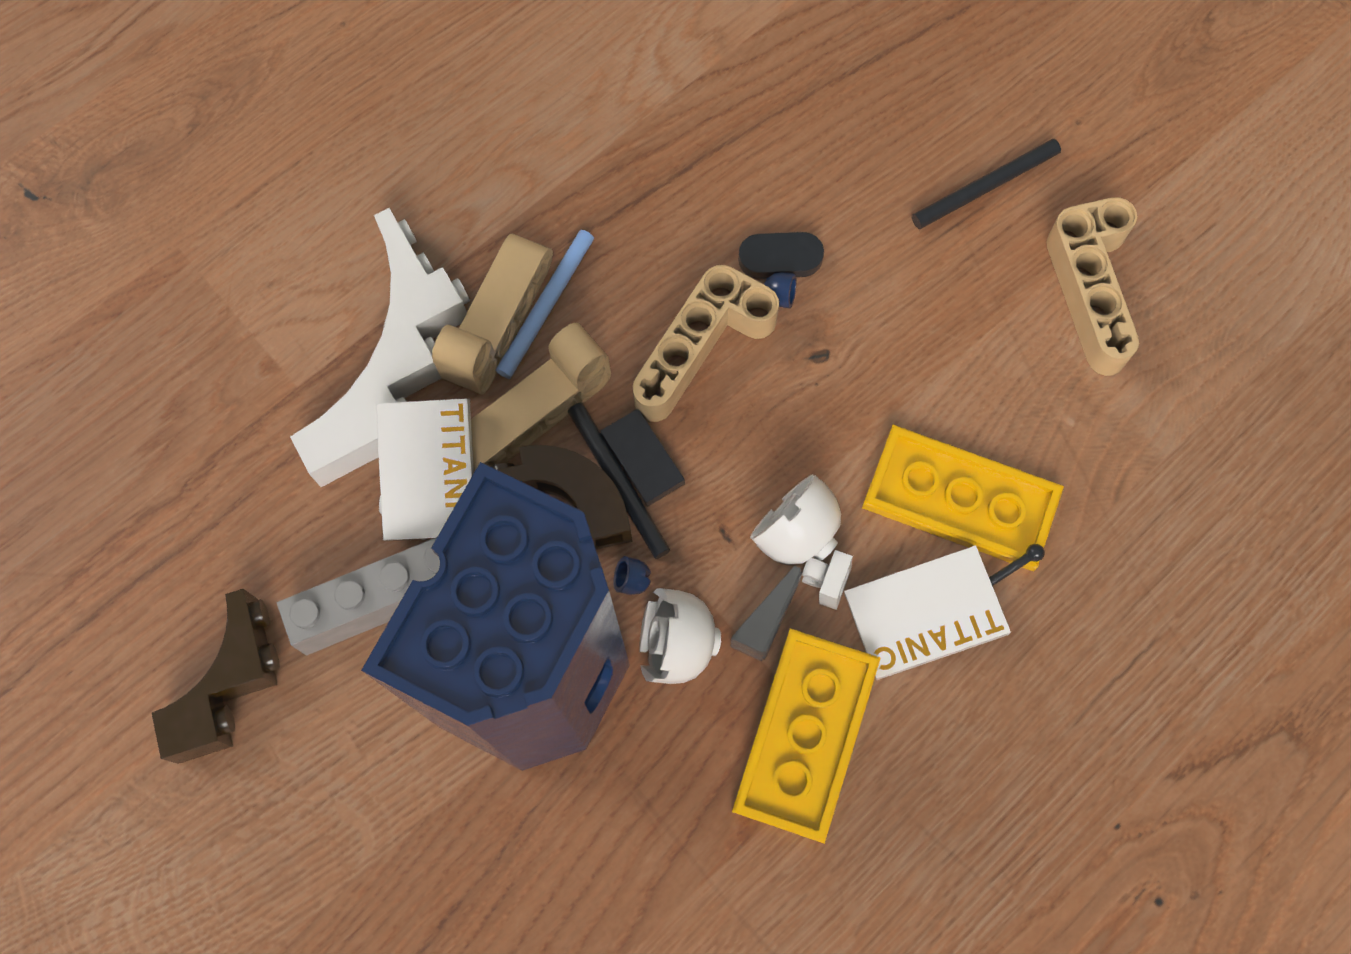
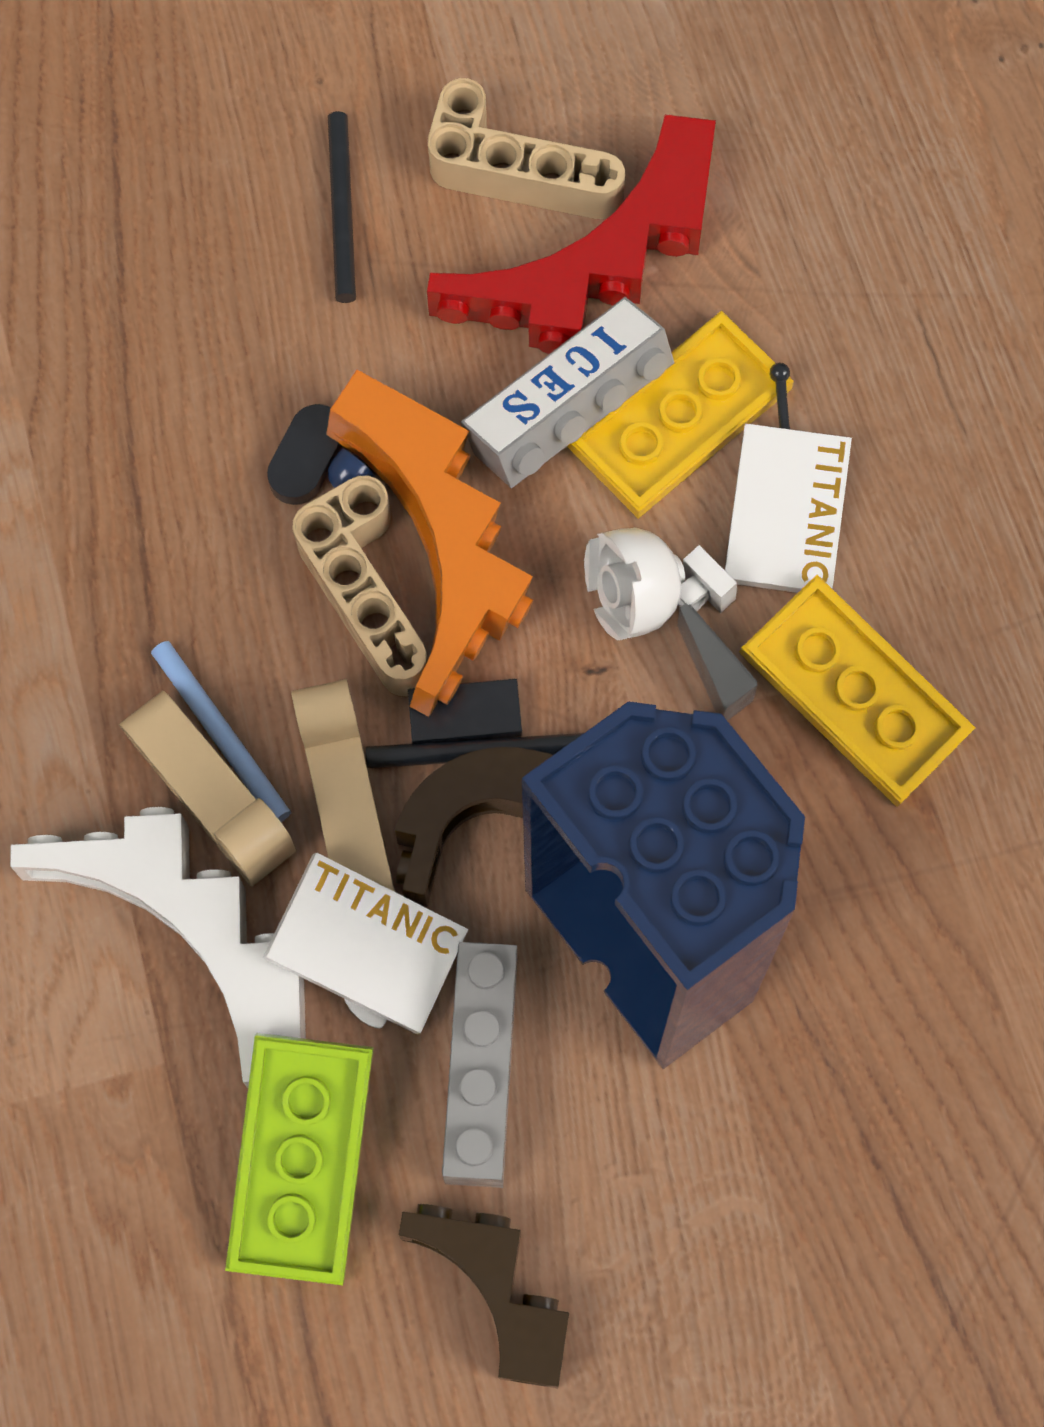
camera: 65 degrees left, 0 degrees up
(256, 502) = (299, 1159): none -> lime tile
(733, 412) = (421, 463): none -> orange arch
(927, 405) = (568, 392): none -> brick
(1053, 386) = (607, 263): none -> red arch

